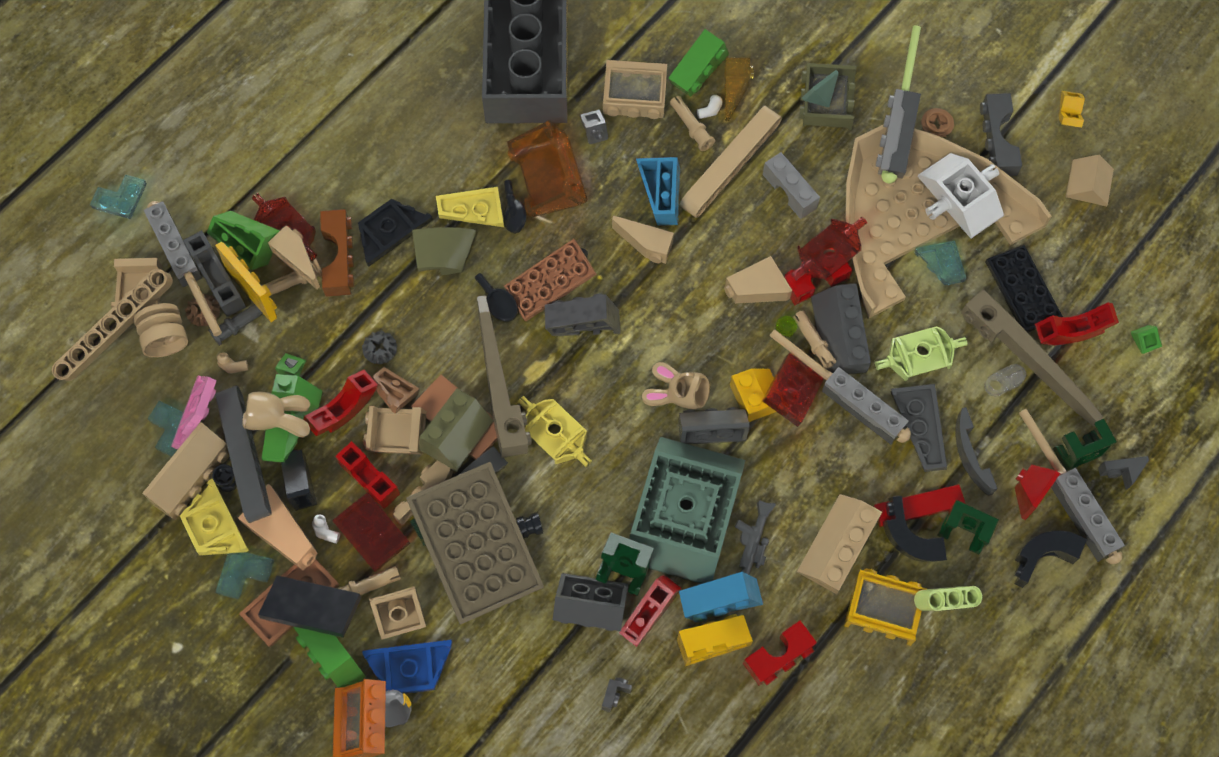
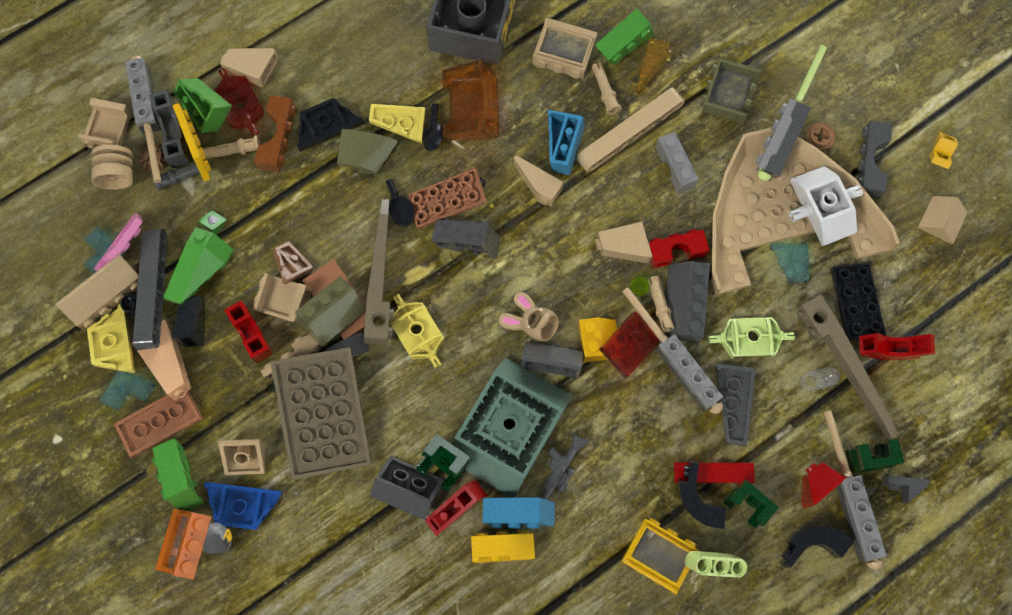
camera: 15 degrees right, 5 degrees up
(102, 326) = (64, 154): tan beam -> none
(122, 202) = (113, 50): clear light blue plate -> none
(231, 366) = (163, 210): tan arm -> none
(267, 412) = (175, 259): tan piece -> none
(286, 181) = (250, 62): none -> tan slope
(291, 250) = (237, 124): tan slope -> none
(310, 606) = (169, 434): black tile -> none
(322, 530) = (200, 369): white arm -> none
(345, 406) = (253, 263): red arch -> none
(371, 532) = (240, 381): clear red plate -> none
(373, 582) = (214, 427): tan pin -> none
(379, 356) = (288, 231): dark grey gear -> none
(529, 525) = (373, 408): black wheel -> none
(594, 126) = (521, 73): flat silver bracket -> none
(611, 697) = (402, 574): flat silver bracket -> none
(712, 108) = (627, 79): white arm -> none
(764, 666) = (574, 569): red arch -> none
(822, 92) = (725, 87): sand green slope -> none
(838, 236) = (704, 218): clear red plate -> none
(839, 542) = (634, 489): tan slope -> none
(982, 478) = (776, 463): dark grey slope -> none
(1147, 338) = (956, 372): bright green slope -> none

